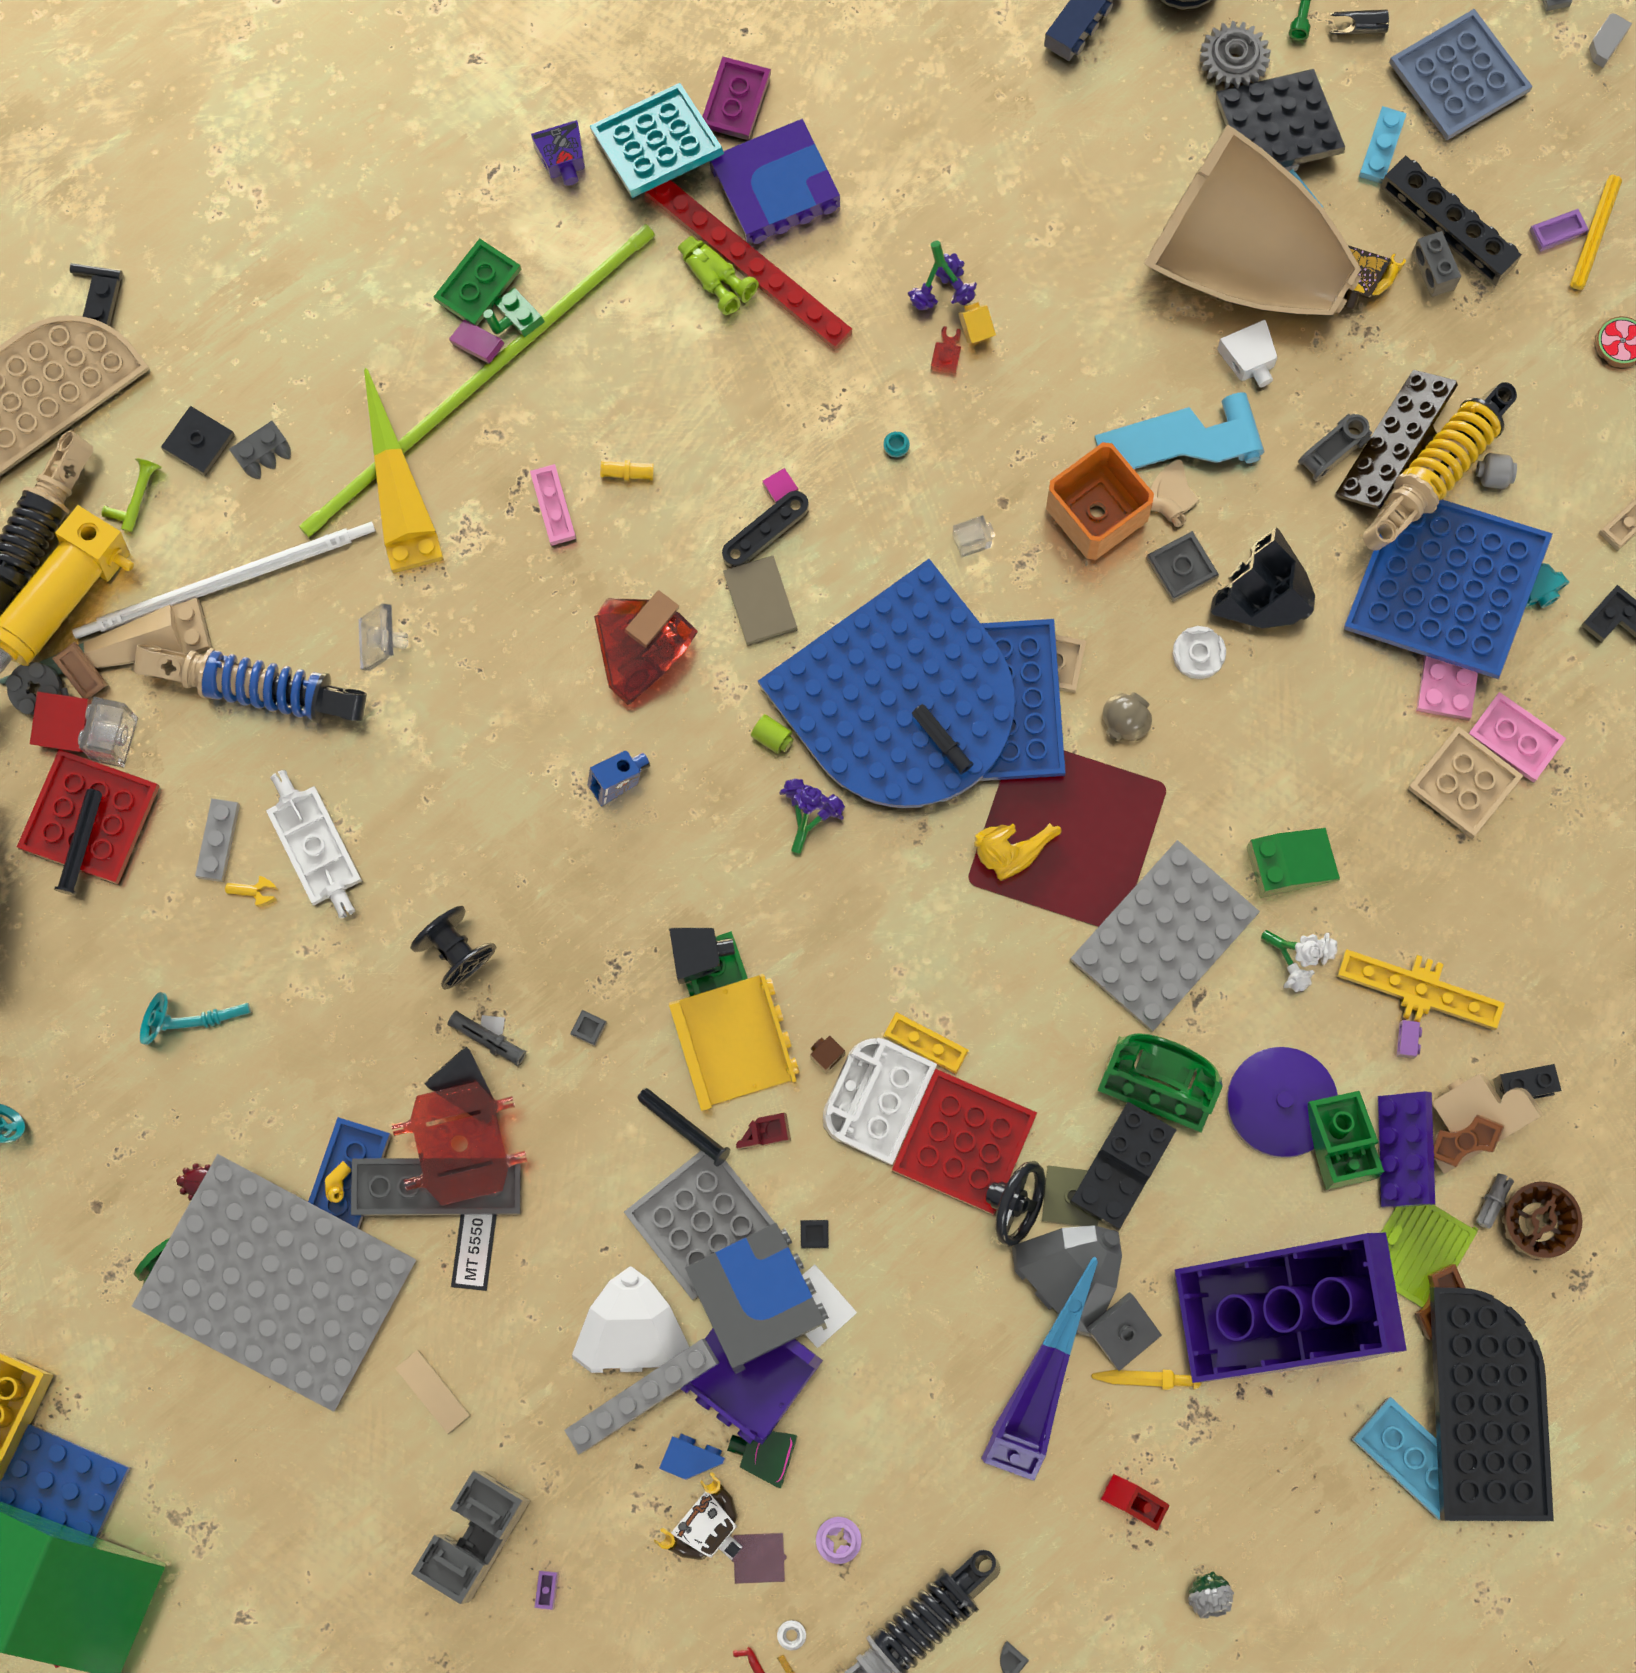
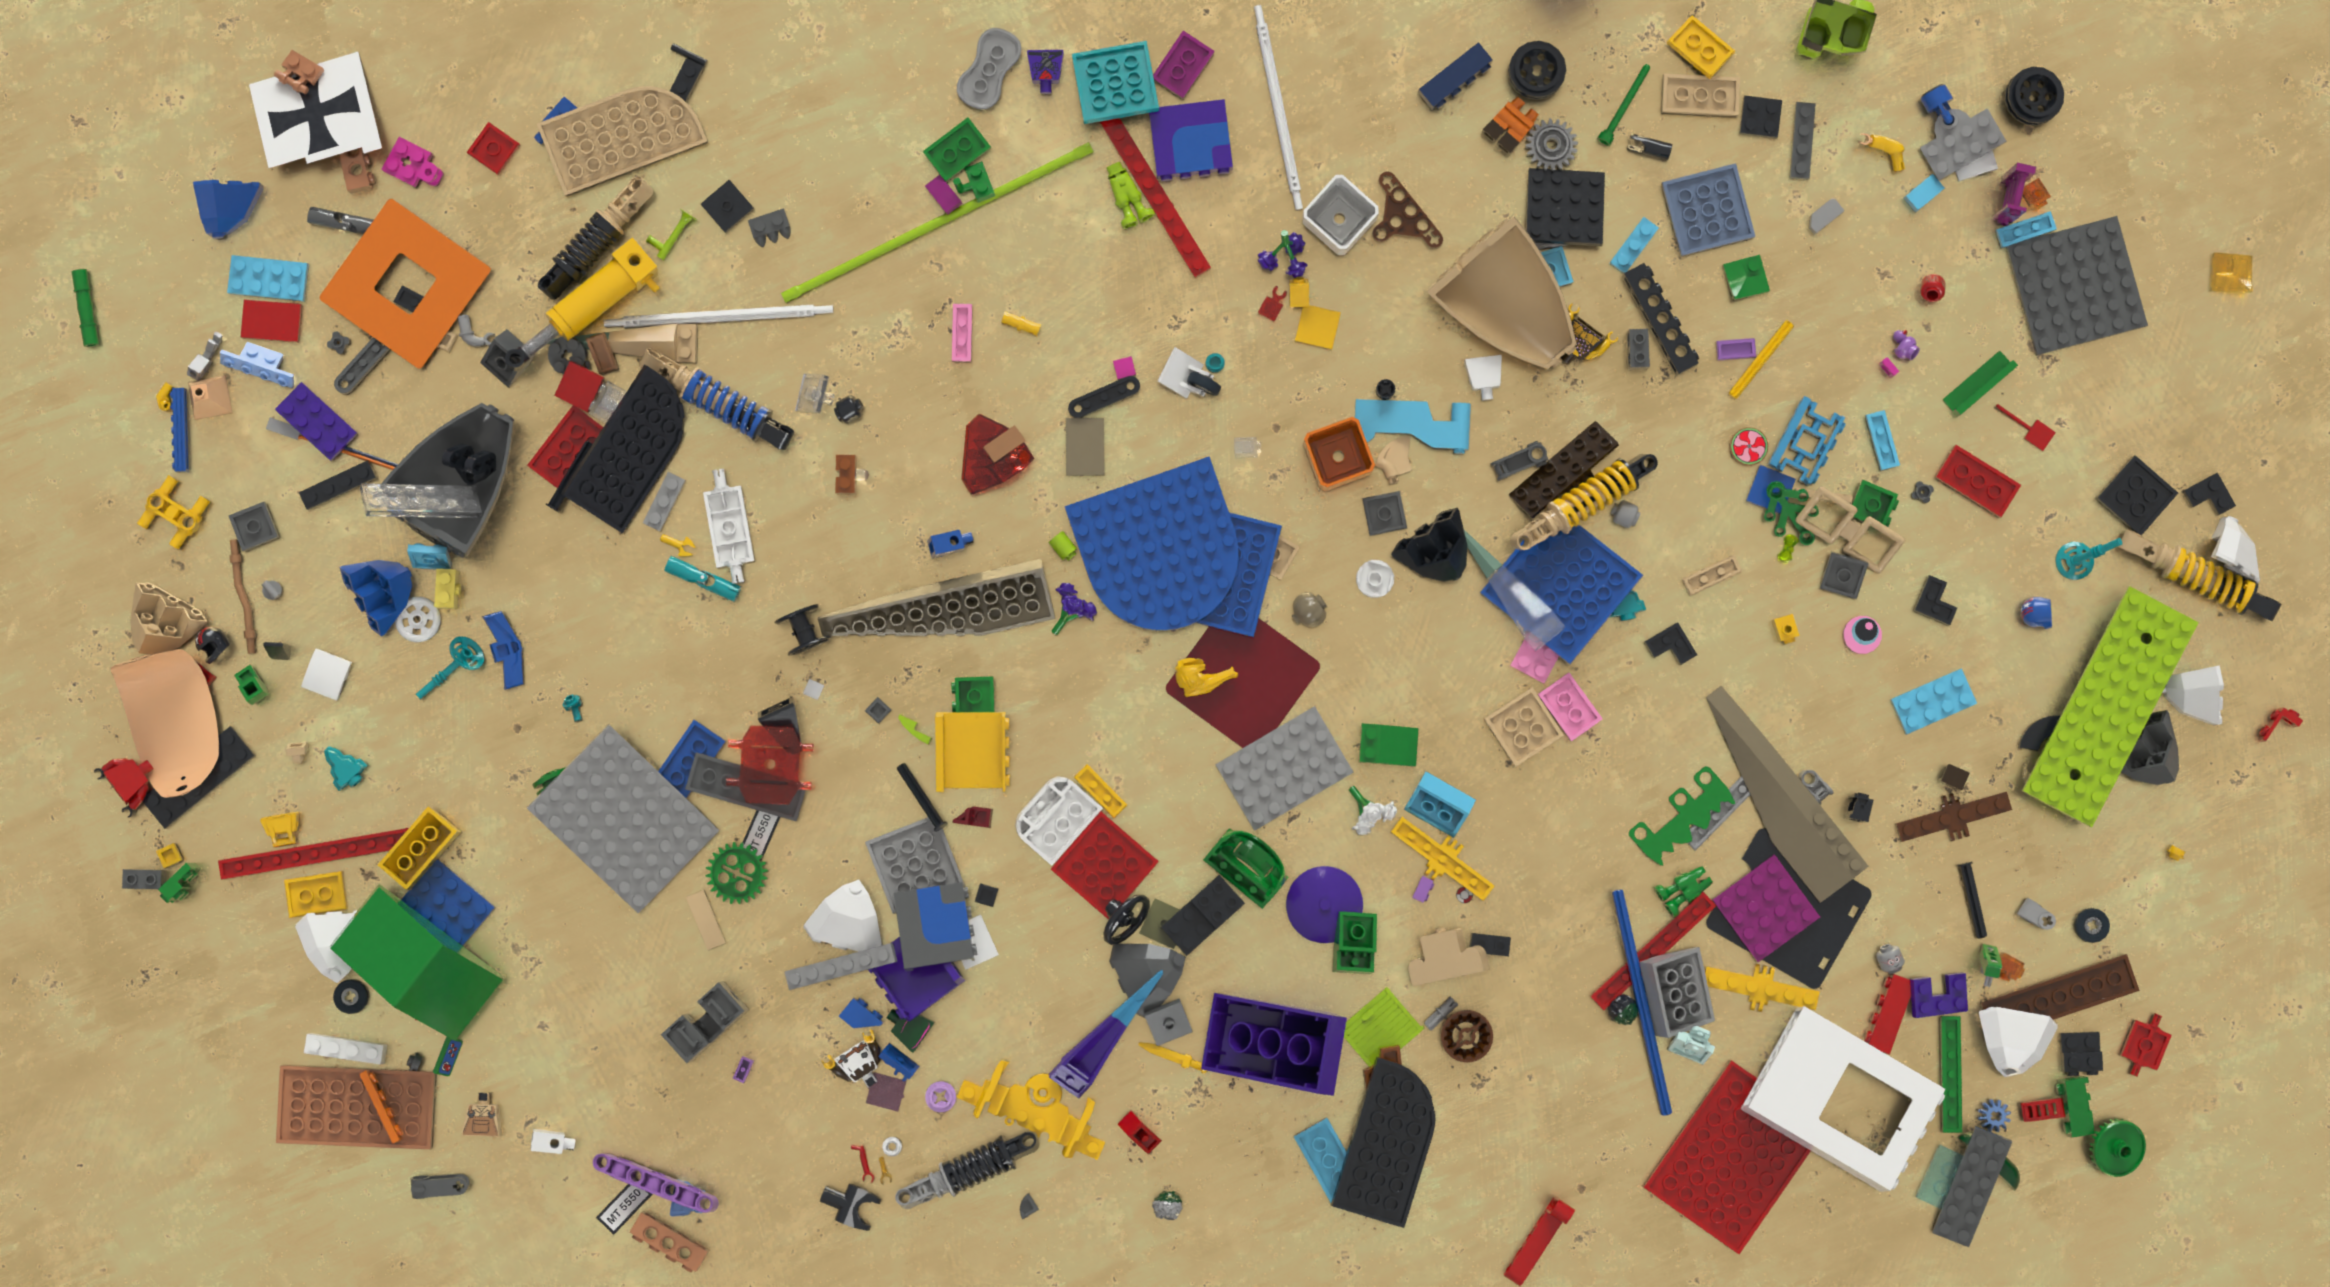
camera: 15 degrees right, 10 degrees up
(51, 1101) = (506, 649): none -> blue plate
(149, 783) = (629, 451): none -> black plate
(160, 1020) = (593, 617): teal dish -> none
(163, 1147) = (572, 703): none -> teal plate
(191, 1179) = (587, 731): dark red piece -> none
(282, 923) = (692, 574): none -> teal piece
(334, 1182) = (679, 764): yellow arm -> none
(405, 520) = (856, 310): yellow plate -> none
(431, 645) = (848, 409): none -> black head
(453, 1336) = (729, 889): none -> green gear
(455, 728) = (848, 474): none -> dark orange piece
(486, 189) = (994, 57): none -> light grey plate
(487, 1038) = (806, 694): dark grey pin -> none
(639, 1034) = (911, 725): none -> lime slope
(649, 859) = (958, 606): none -> dark tan wedge
(698, 952) = (965, 685): black torso -> none
(758, 1505) = (899, 1061): none -> blue plate
(826, 1053) = (1031, 778): reddish brown plate -> none
(865, 469) = (1184, 372): none -> white plate
(874, 115) = (1278, 107): none -> white axle
(942, 739) = (1176, 590): black axle -> none
(998, 190) = (1342, 198): none -> white plate
(1006, 1522) = (1017, 1105): none -> yellow piece
(1014, 361) = (1317, 327): none -> yellow tile
(1088, 202) = (1397, 208): none -> reddish brown beam
(1130, 404) = (1385, 386): none -> black wheel
(1175, 39) = (1514, 120): none -> orange hips
(1391, 918) = (1440, 804): none -> medium azure slope
(1406, 1149) = (1393, 962): dark purple plate -> none
(1419, 627) = (1529, 613): none -> clear plate
(1466, 1031) = (1464, 895): none -> sticker
(1479, 1135) = (1423, 970): dark orange tile -> none
(1539, 140) = (1746, 277): none -> green plate

